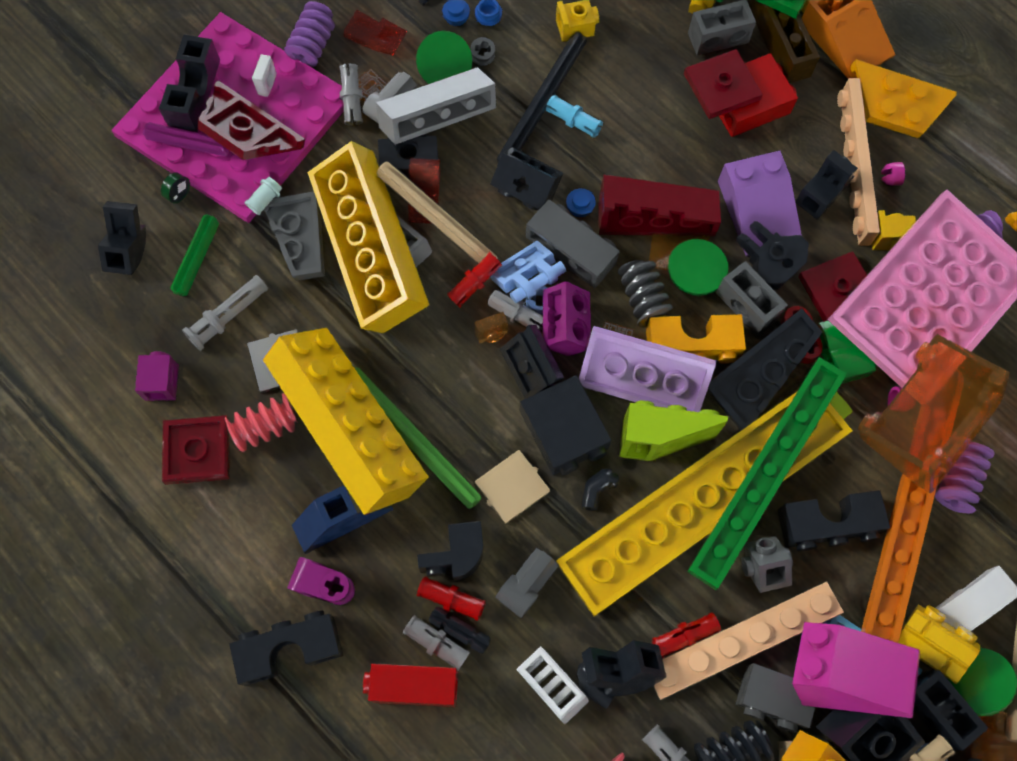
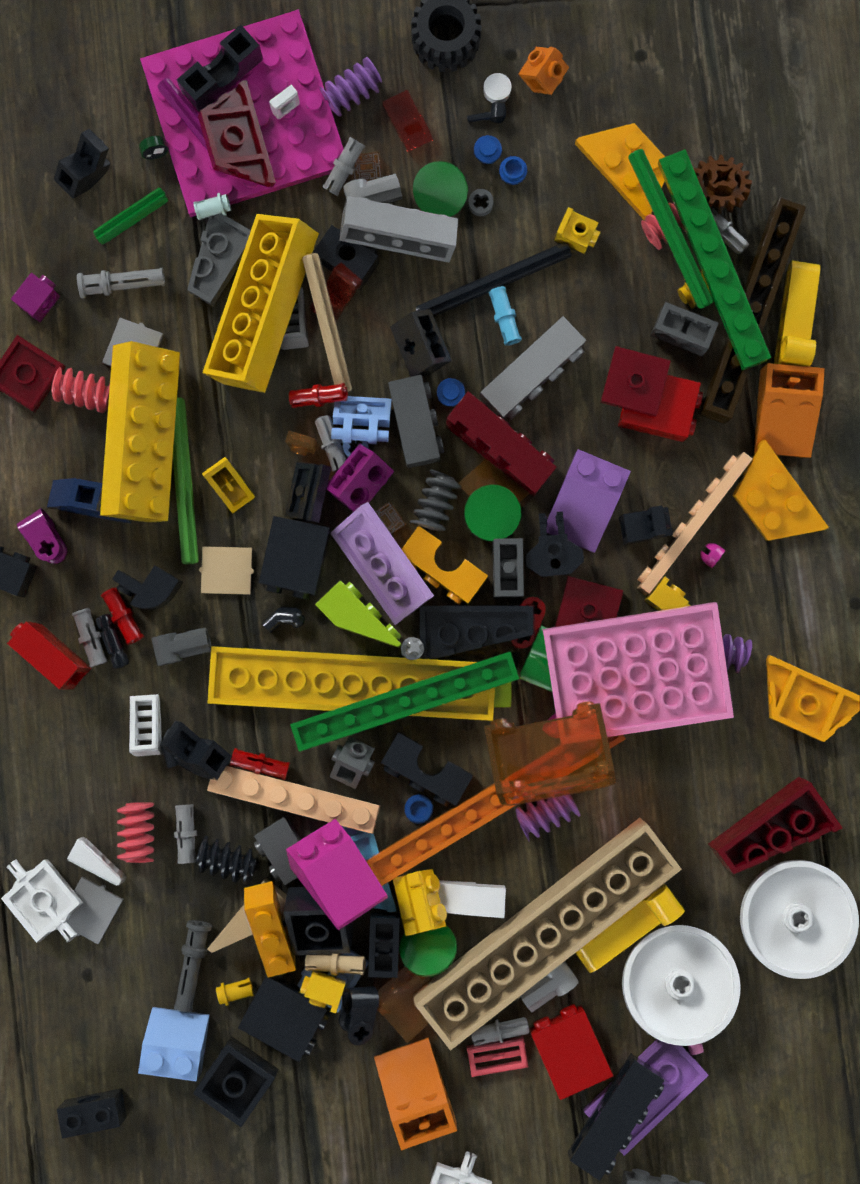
camera: 40 degrees right, 15 degrees up
(456, 408) = (228, 485): none -> yellow slope
(633, 130) = (533, 368): none -> light grey brick
(736, 421) = (412, 648): none -> light grey axle
(855, 562) = (418, 808): none -> blue tile

